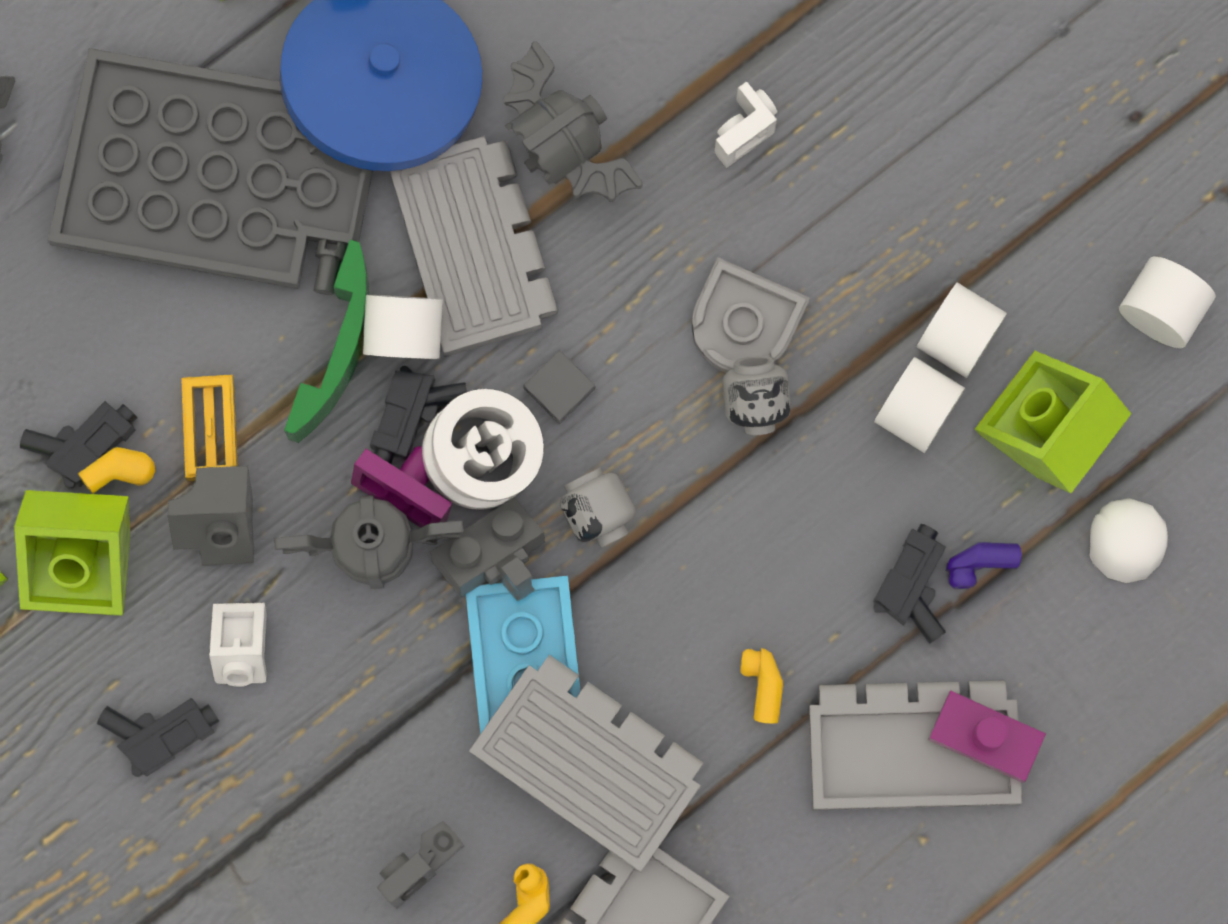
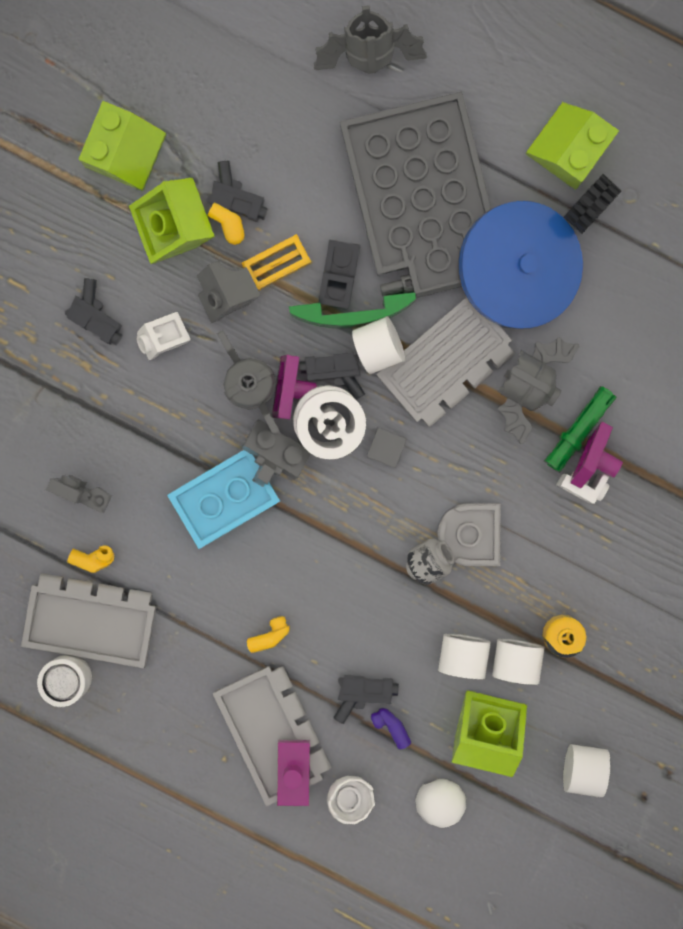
camera: 70 degrees right, 10 degrees up
(269, 342) = (339, 274): none -> black slope
(585, 765) = (178, 558): light grey hinge -> none
(597, 507) = (326, 500): light grey head -> none
(669, 112) = (583, 424): none -> green pin
(709, 89) = (595, 457): none -> magenta tile
(948, 263) = (553, 636): none -> yellow head
(1064, 668) = (350, 799): none -> white hair

